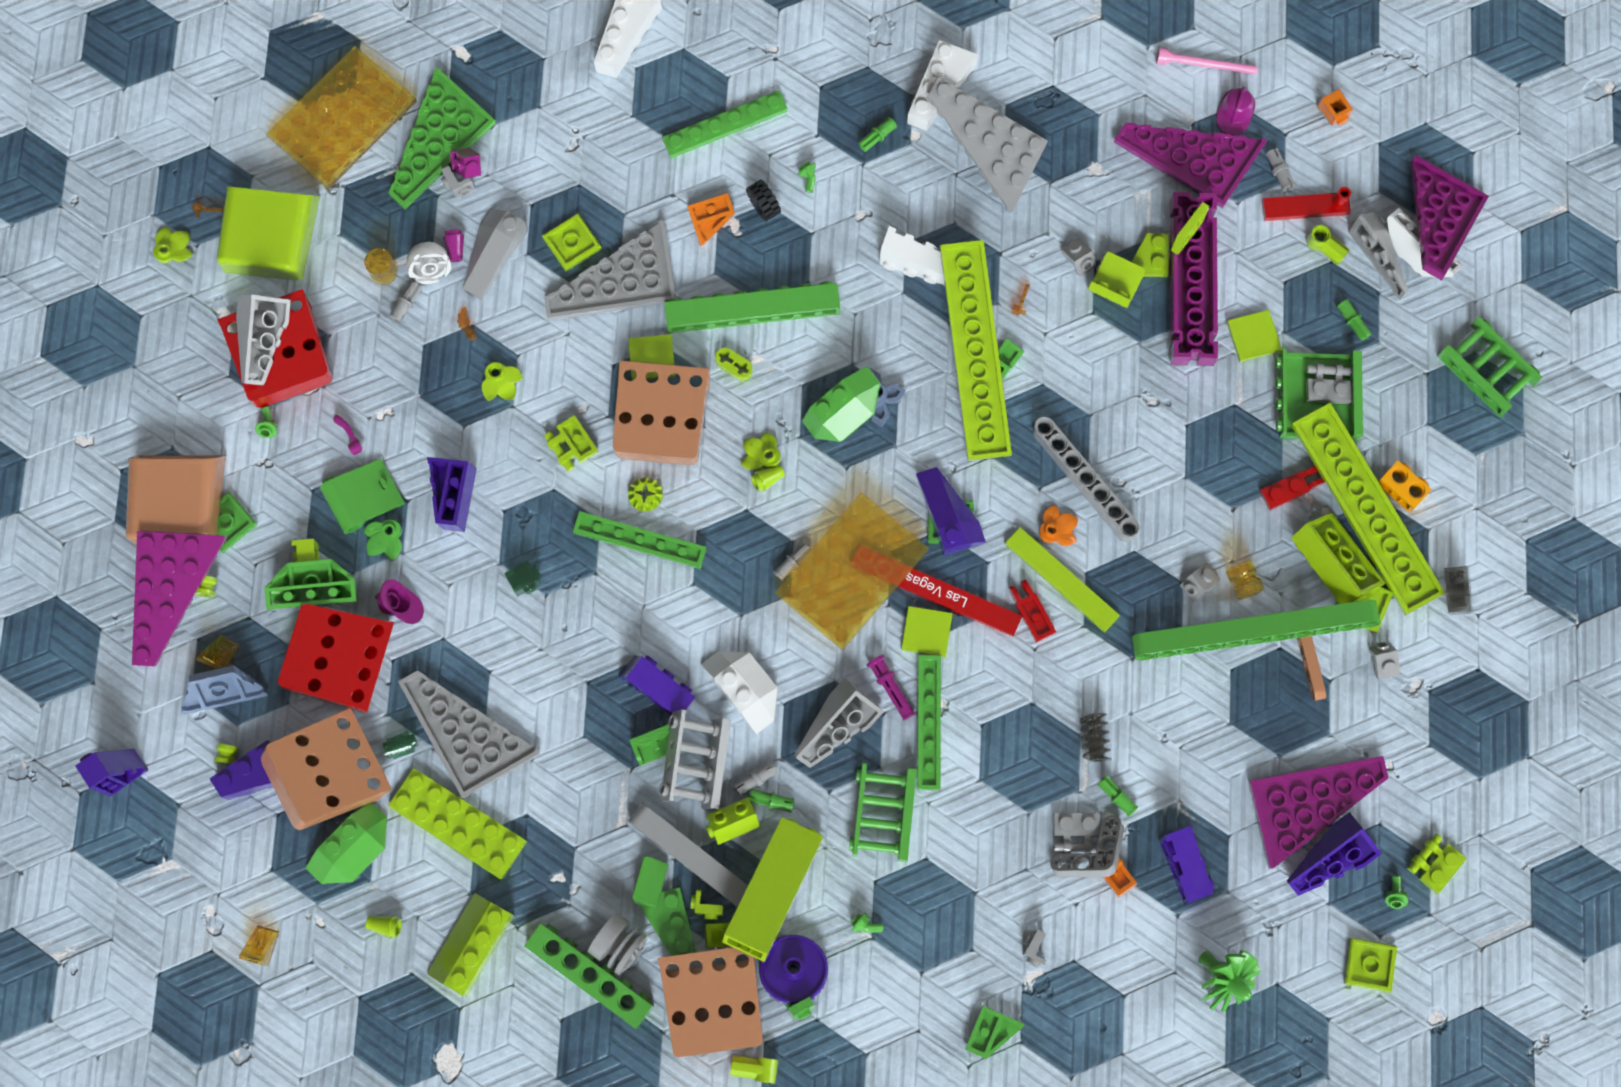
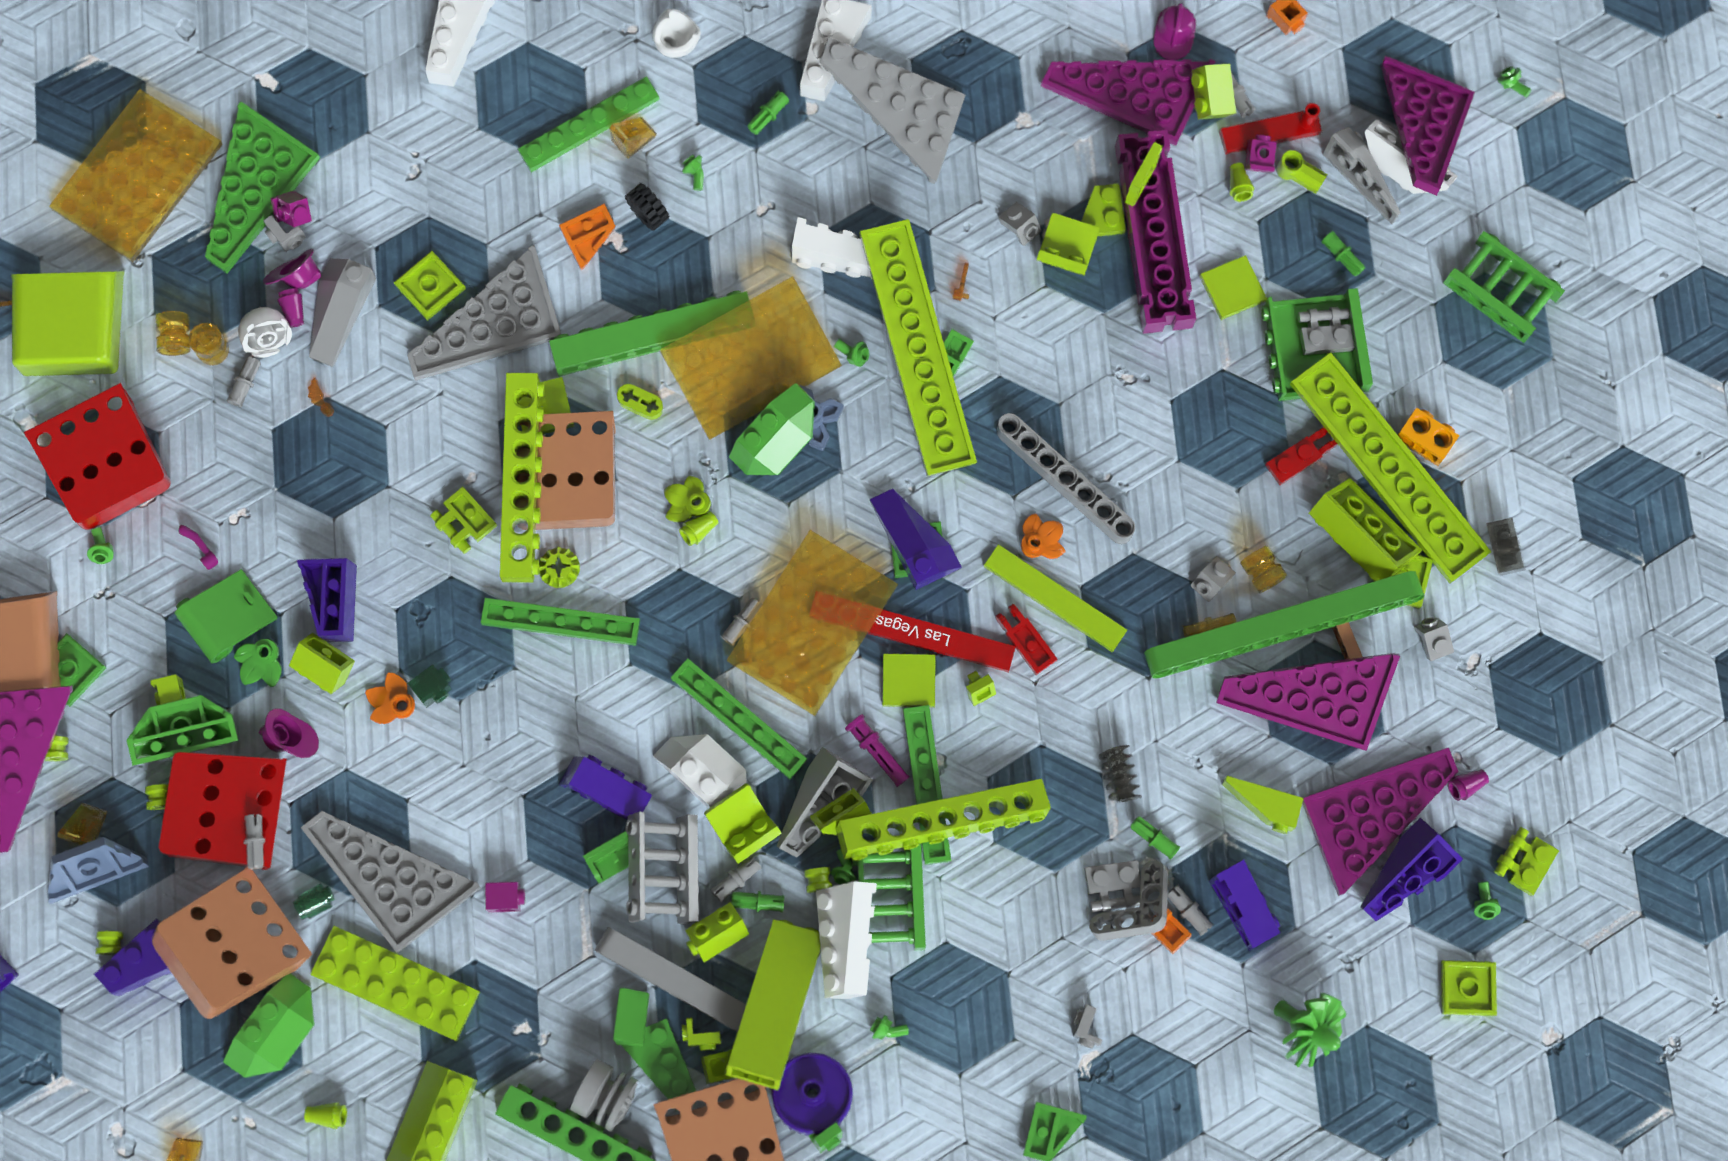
camera: 15 degrees left, 0 degrees up
(259, 330) = (76, 440): light grey wedge -> none
(283, 638) = (156, 796): none -> lime wheel
(353, 251) = (172, 330): none -> clear yellow wheel
(357, 687) = (254, 841): none -> light grey axle
(435, 546) = (321, 663): none -> lime brick
(462, 217) = (296, 273): none -> magenta piece
(486, 584) = (387, 699): none -> orange plate
(502, 384) = (372, 462): lime plate -> none
(558, 765) = (504, 897): none -> magenta brick
(631, 337) = (519, 386): none -> lime brick
(759, 138) = (631, 135): none -> clear yellow slope
(767, 732) = (741, 823): none -> lime bracket
(778, 643) = (738, 719): none -> bright green plate
(808, 57) = (675, 33): none -> white piece
(825, 789) = (817, 879): none -> lime wheel
(831, 339) = (750, 357): none -> clear yellow plate
(840, 842) = (844, 938): none -> white wedge
(847, 788) = (843, 873): none -> bright green plate
(855, 738) = (845, 807): none -> lime slope
(922, 349) = (857, 355): none -> bright green plate
(986, 647) = (980, 688): none -> lime tile
(1015, 742) = (1029, 793): none -> lime brick
(1138, 862) = (1189, 910): none -> light grey pin
(1190, 620) = (1208, 624): none -> clear yellow pin
(1221, 783) = (1269, 805): none -> lime slope
(1261, 166) = (1213, 91): none -> brick
(1273, 247) = (1240, 184): none -> lime cone
(1280, 698) = (1324, 699): none -> magenta wing
(1287, 229) = (1254, 161): none -> magenta brick
(1394, 790) = (1467, 784): none -> magenta cone
(1521, 189) = (1509, 79): none -> bright green plate

